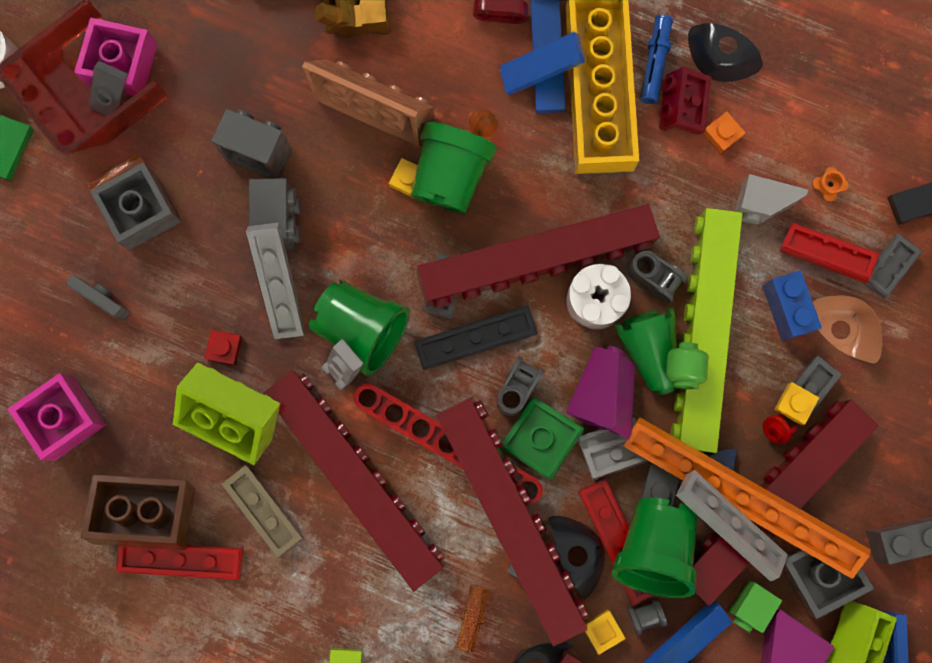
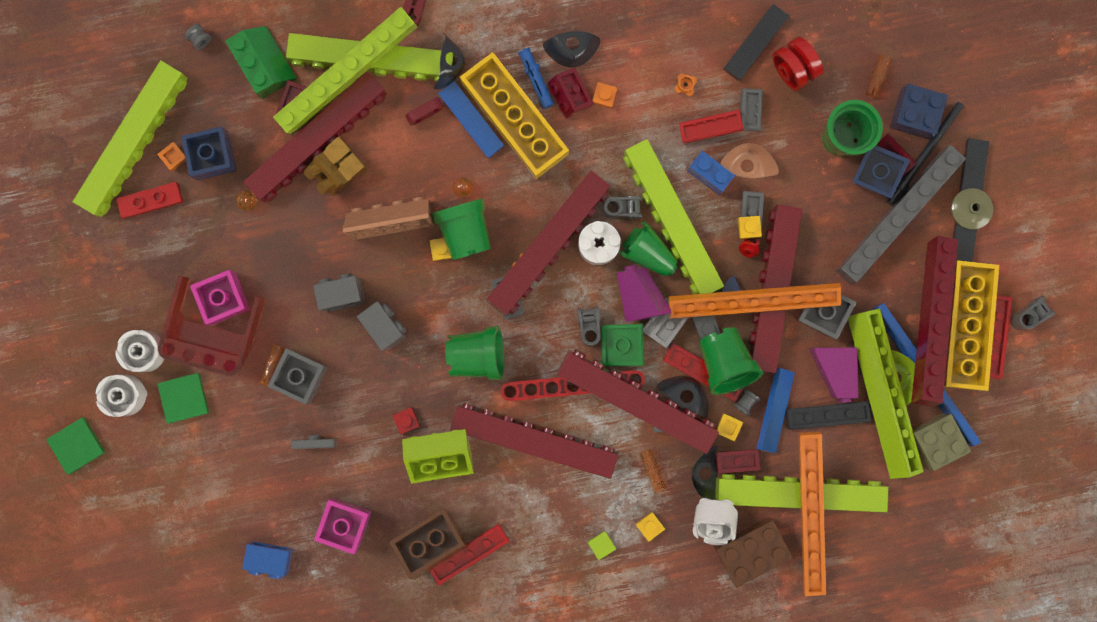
camera: 40 degrees left, 5 degrees up
(107, 88) = (232, 321): dark grey plate -> none
(262, 511) = (495, 495): dark tan plate -> none
(275, 280) = (412, 362): light grey plate -> none
(342, 364) = (484, 383): light grey plate -> none
(475, 338) = (545, 314): black tile -> none
(542, 63) = (473, 129): blue tile -> none
(687, 366) = (675, 250): bright green head -> none
(732, 525) = (758, 321): light grey plate -> none
(754, 607) = (801, 356): bright green brick -> none
(765, 198) = (654, 120): light grey slope -> none

